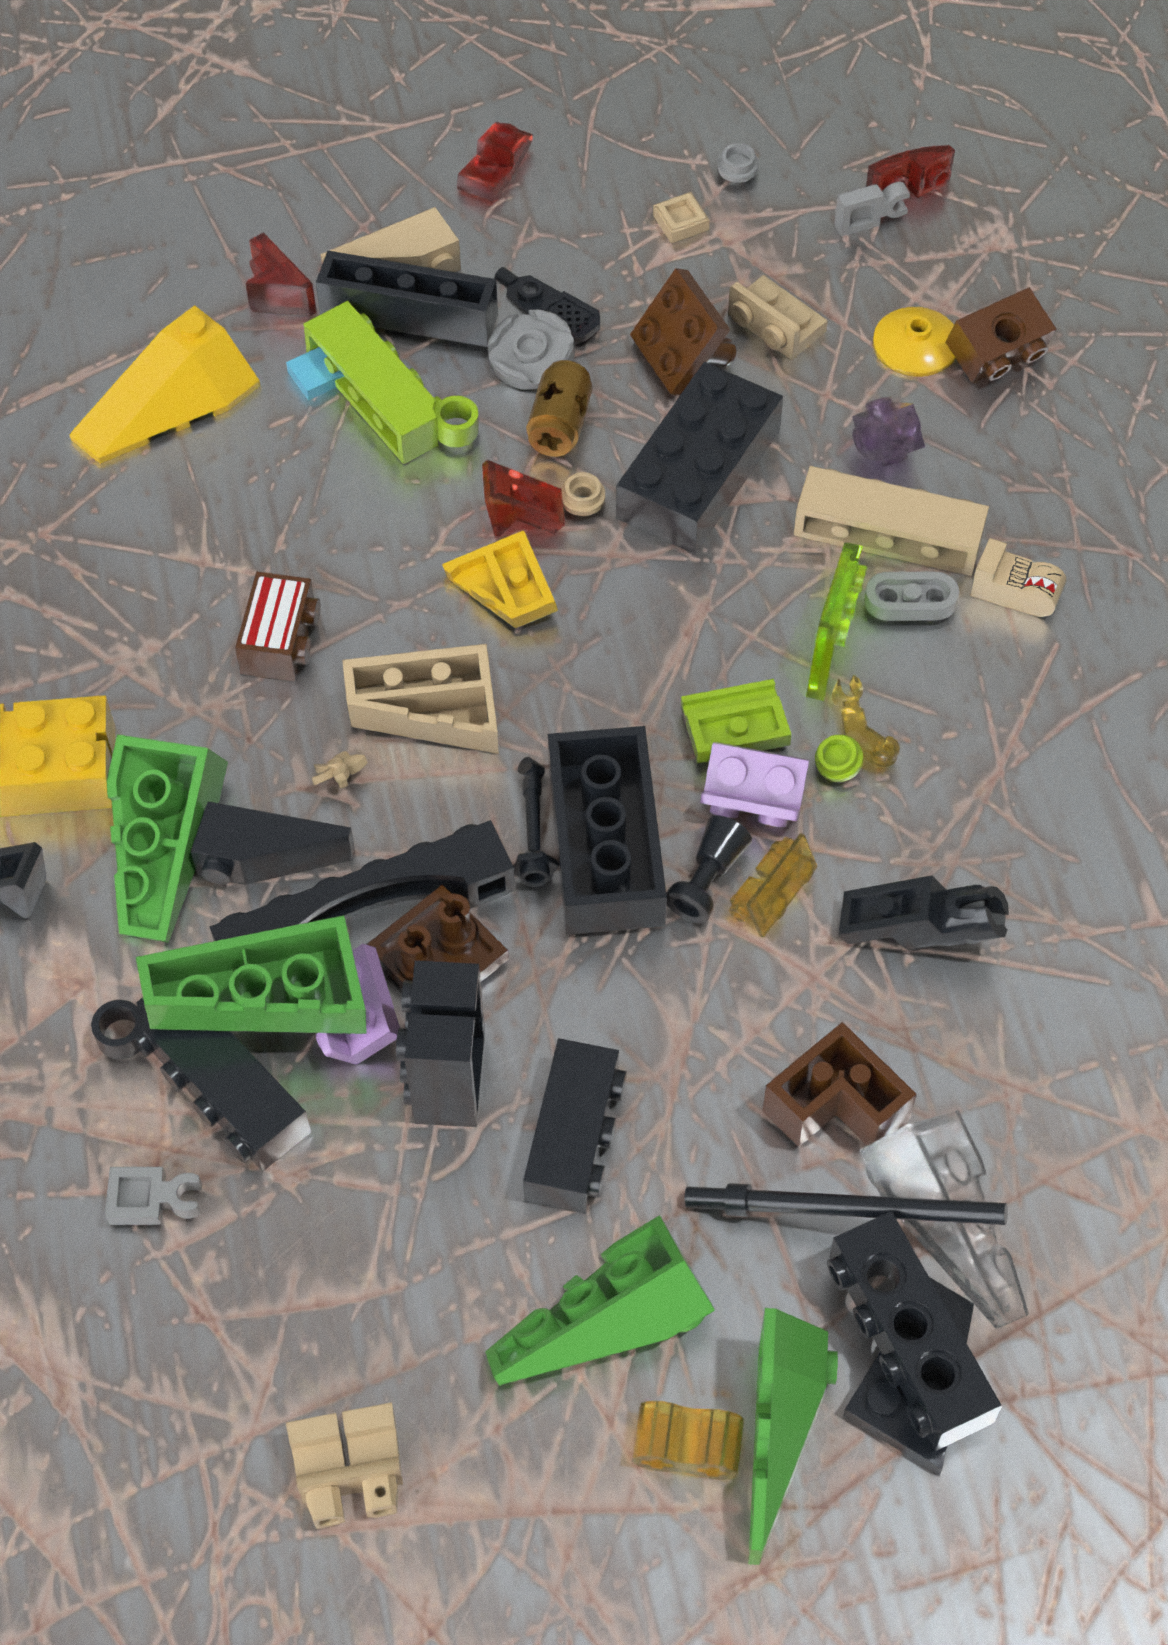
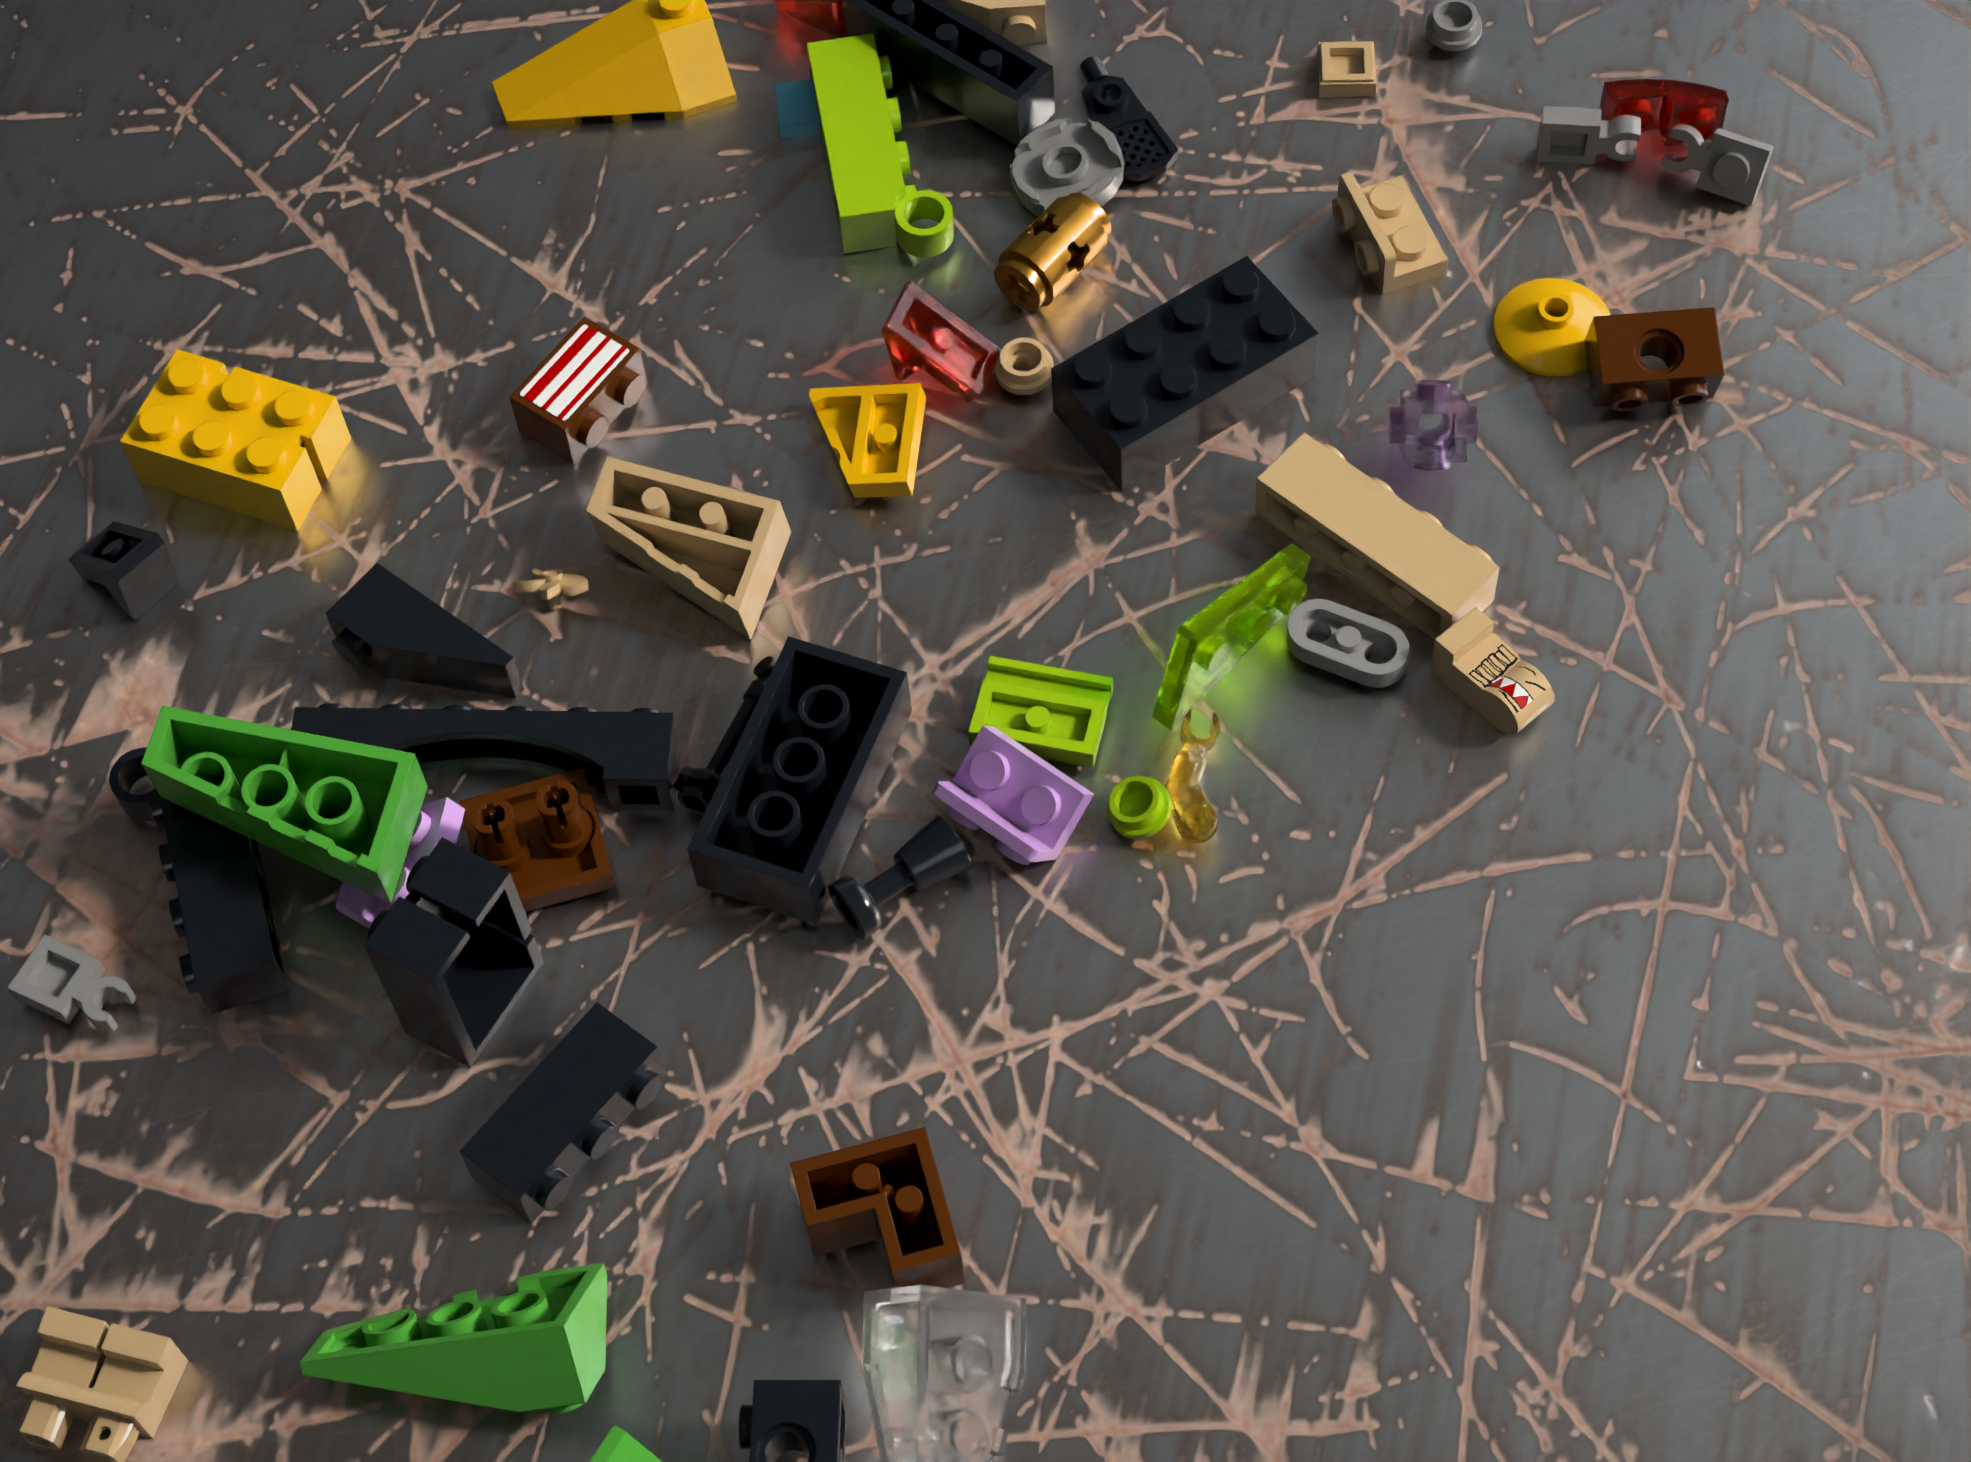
camera: 30 degrees right, 0 degrees up
(157, 811) = (326, 541): bright green wedge -> none
(682, 332) = (1252, 210): reddish brown plate -> none
(742, 1200) = (708, 1290): black bar -> none
(786, 870) = (986, 925): clear yellow hinge -> none
(923, 914) = (1118, 1041): black plate -> none
(973, 194) = (1728, 165): none -> light grey plate

